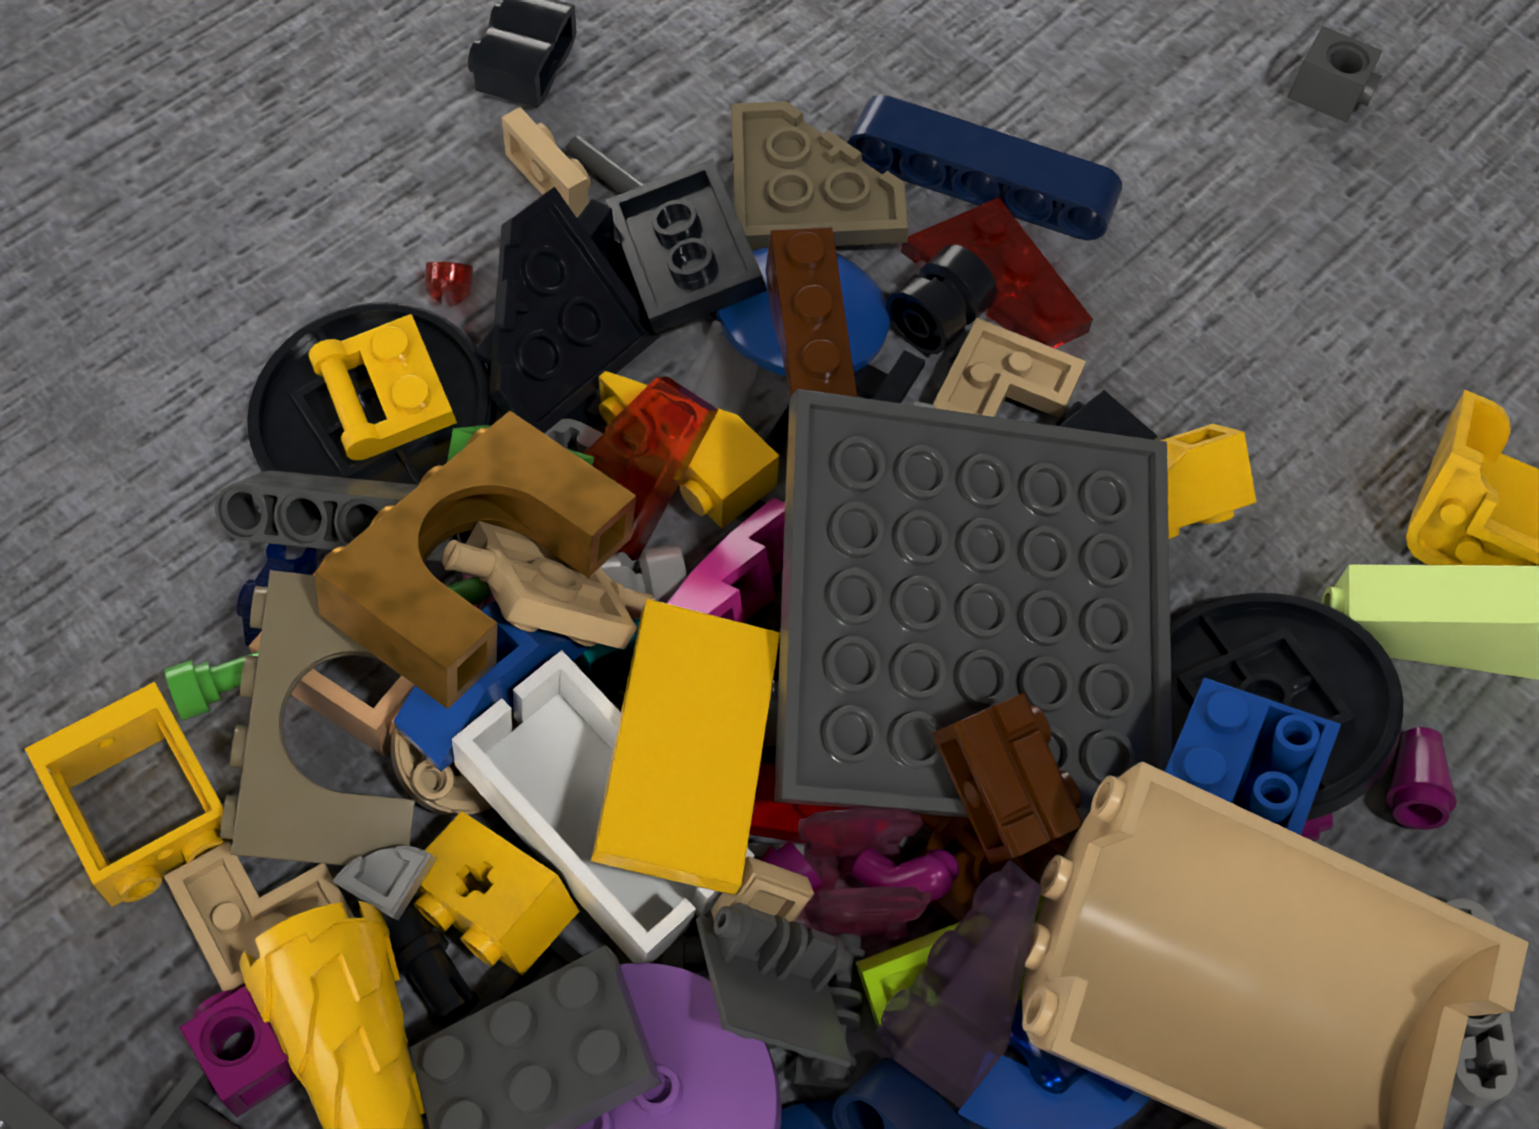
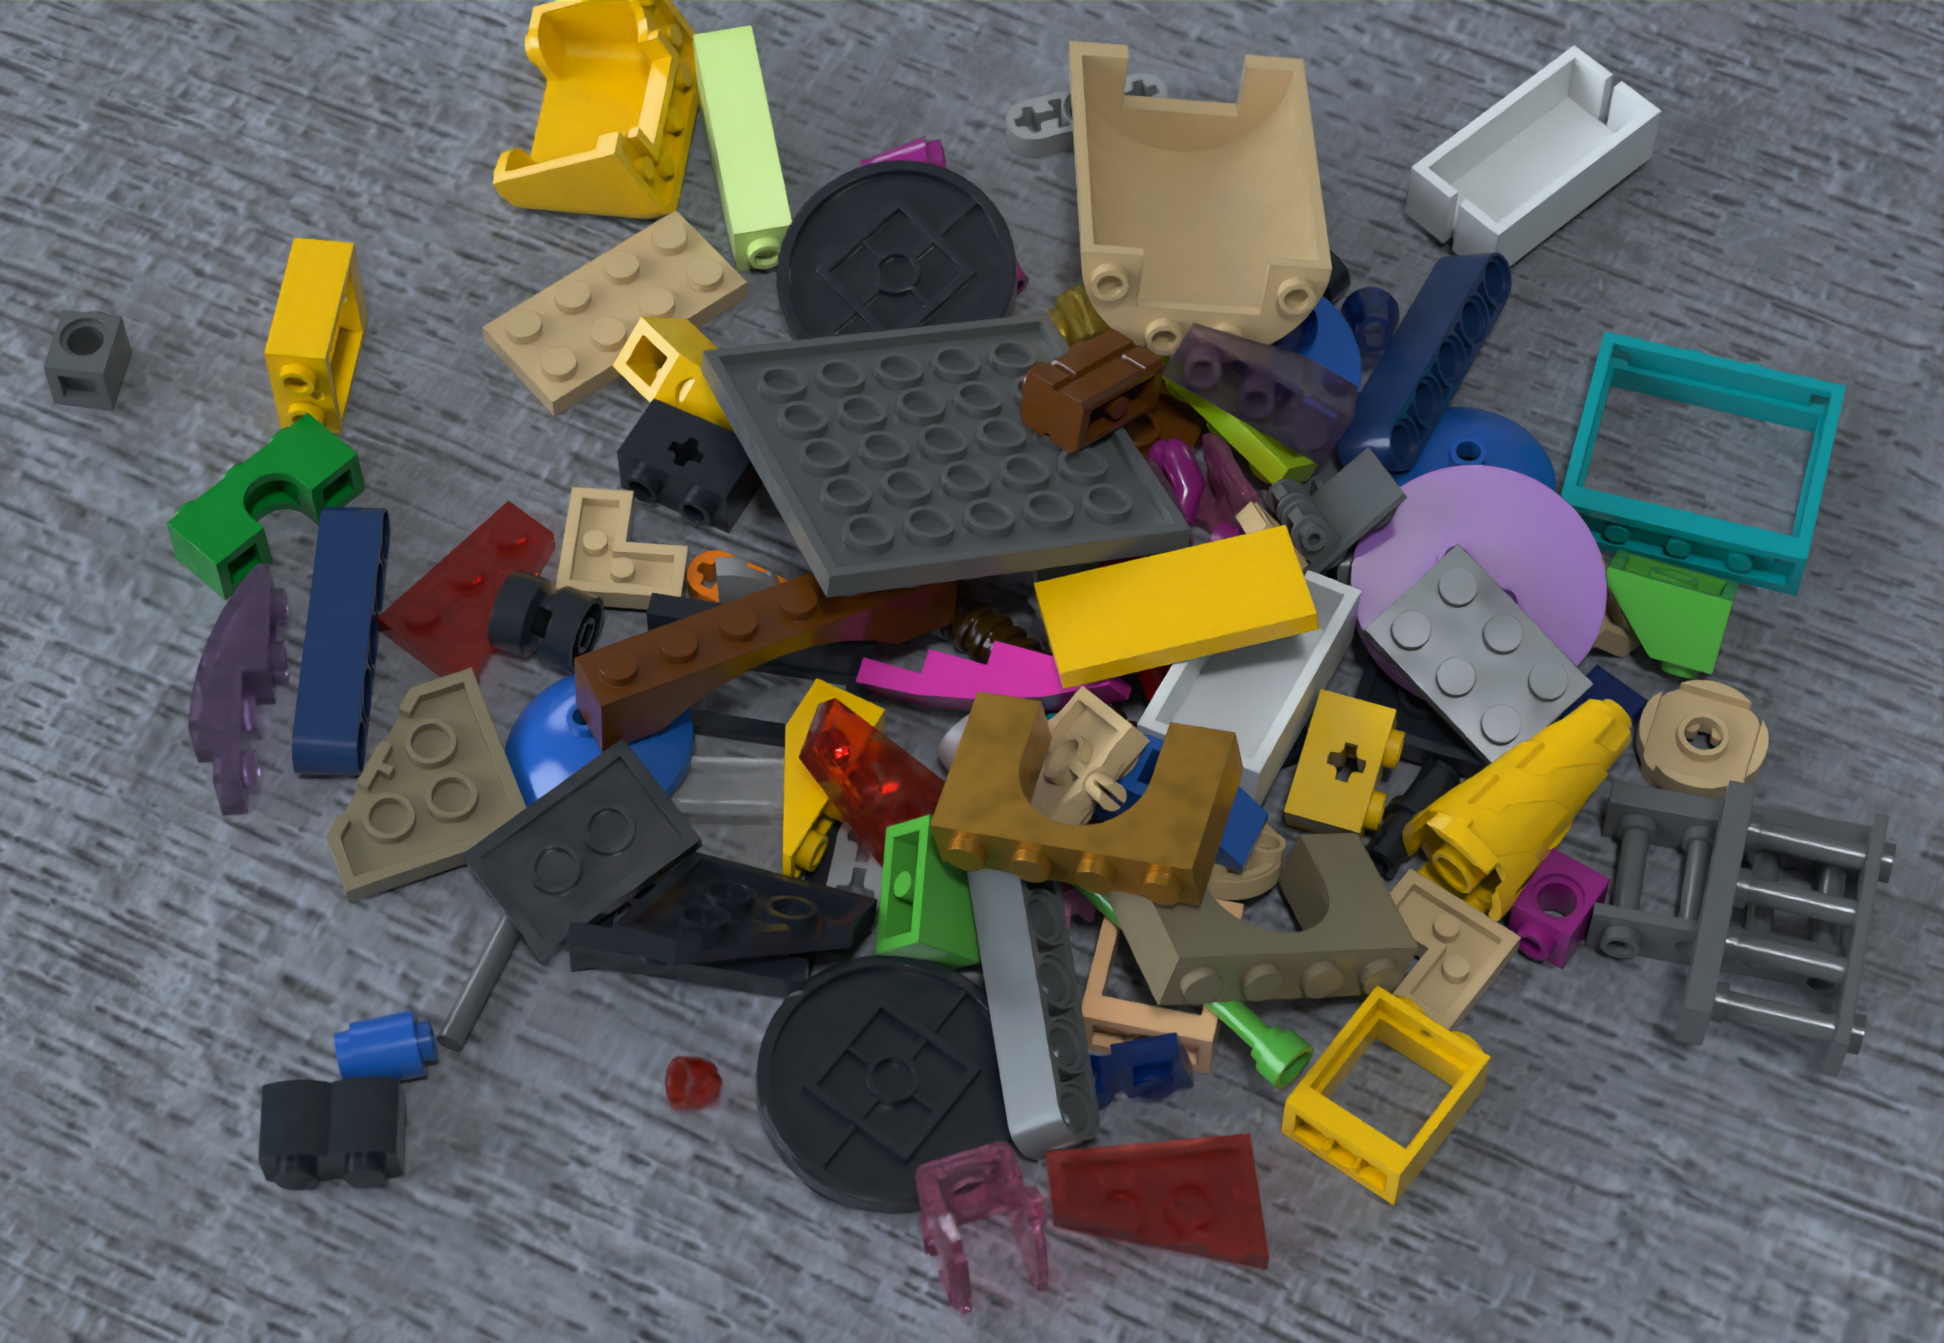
camera: 105 degrees left, 5 degrees down
(149, 585) = (1165, 1195): none -> clear red wing
(181, 384) = (999, 1193): none -> clear pink piece
(387, 877) = (1375, 829): light grey tile -> none
(402, 380) = (863, 1040): yellow plate -> none
(542, 162) = (513, 1029): tan plate -> none
(580, 96) = (386, 1047): none -> blue brick
(957, 81) = (233, 681): none -> clear purple slope
(1123, 116) = (296, 471): none -> green arch
(1254, 753) = (1002, 246): blue slope -> none
(1293, 238) = (317, 333): none -> yellow window
(1307, 478) = (575, 329): none -> tan plate

